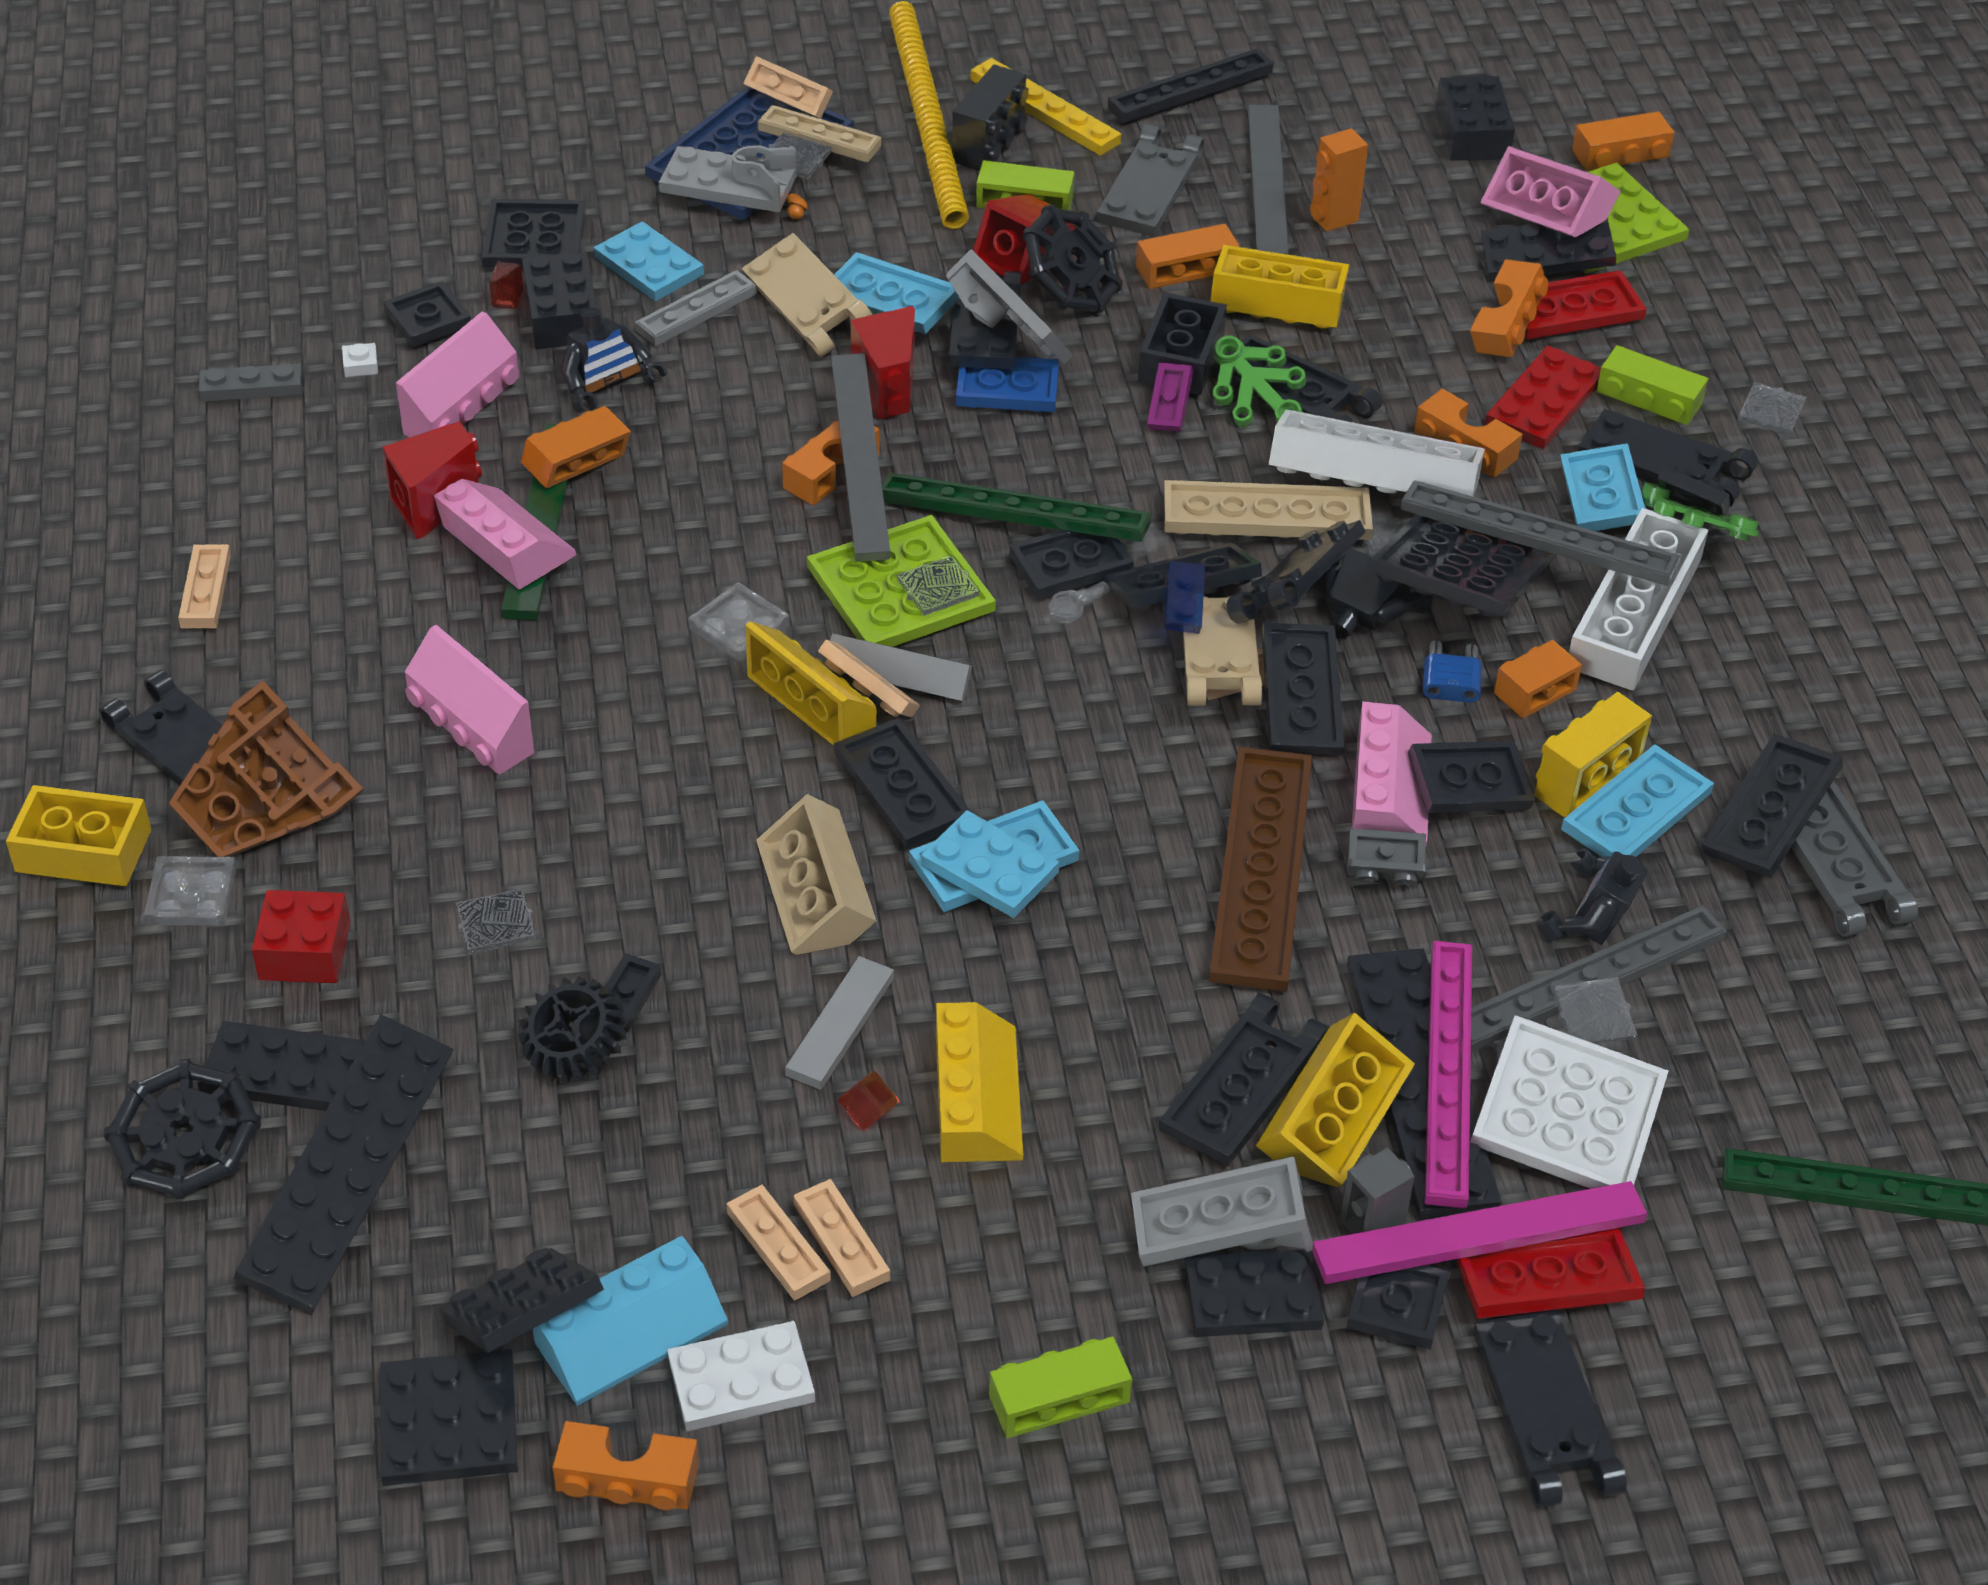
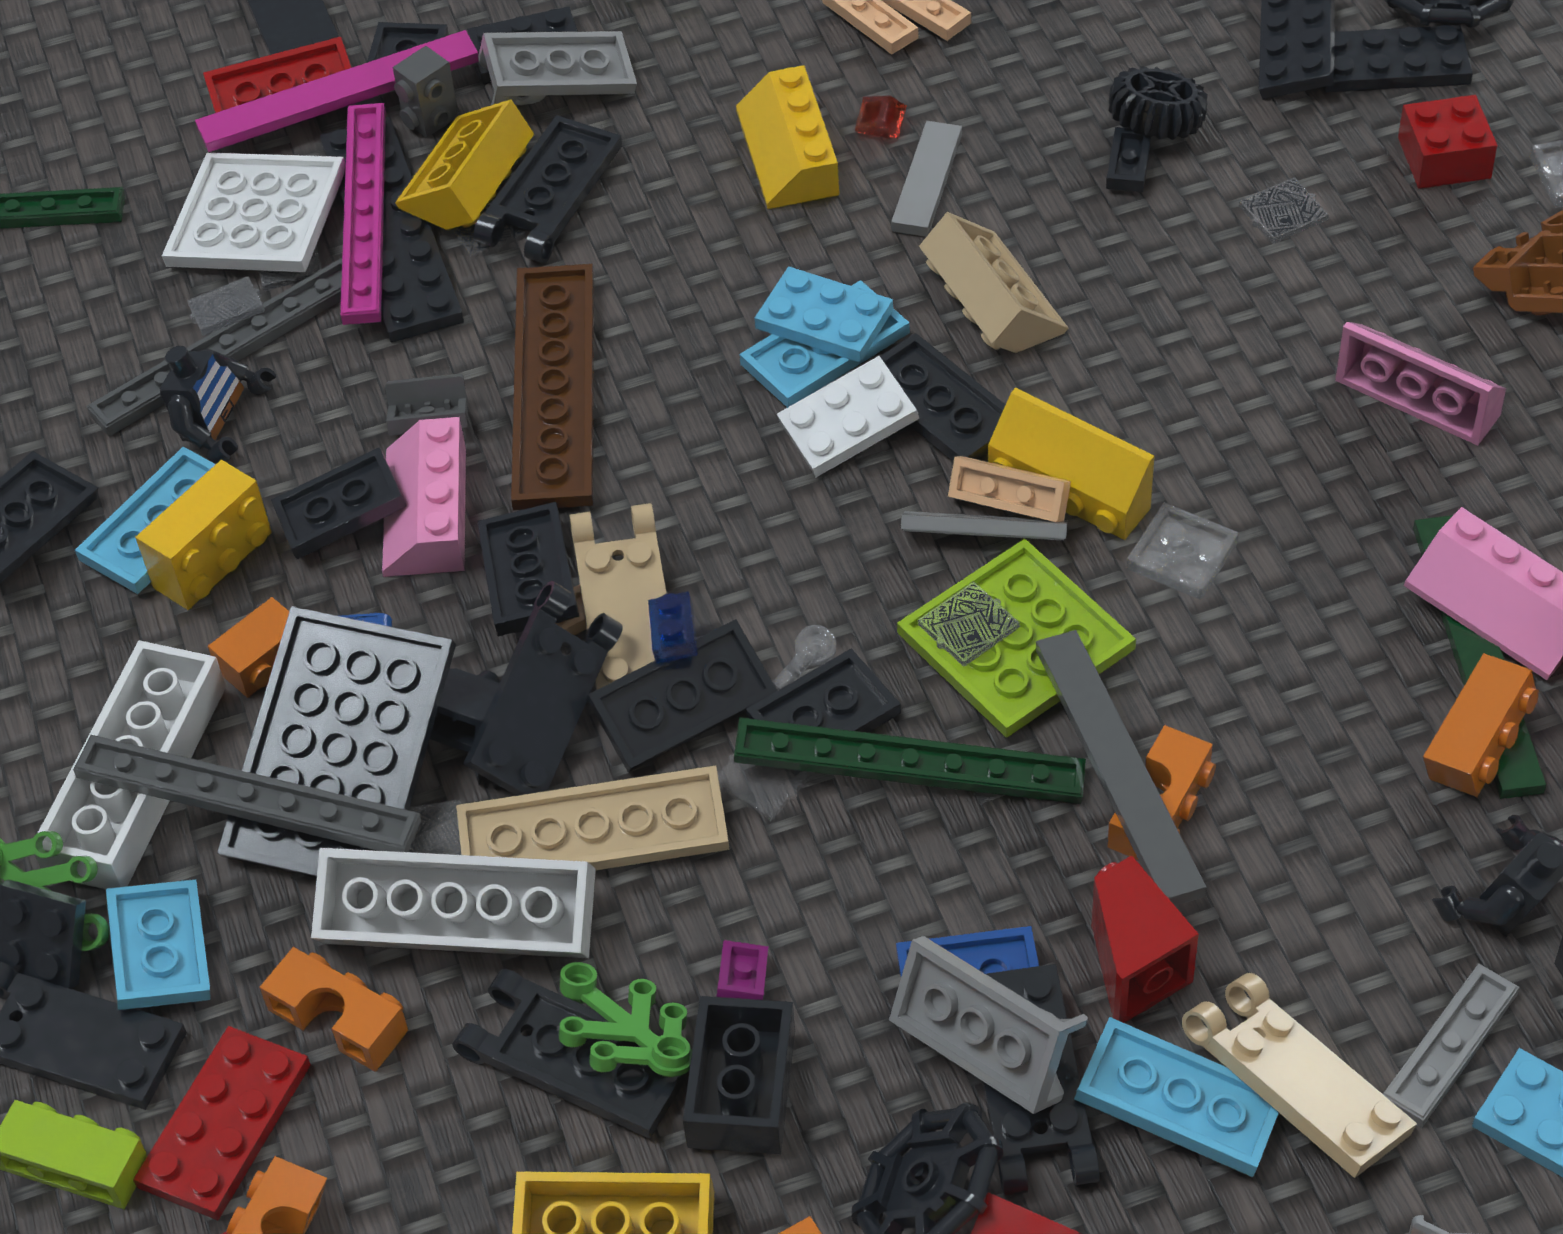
camera: 175 degrees right, 5 degrees up
(991, 775) = (847, 416): none -> white plate

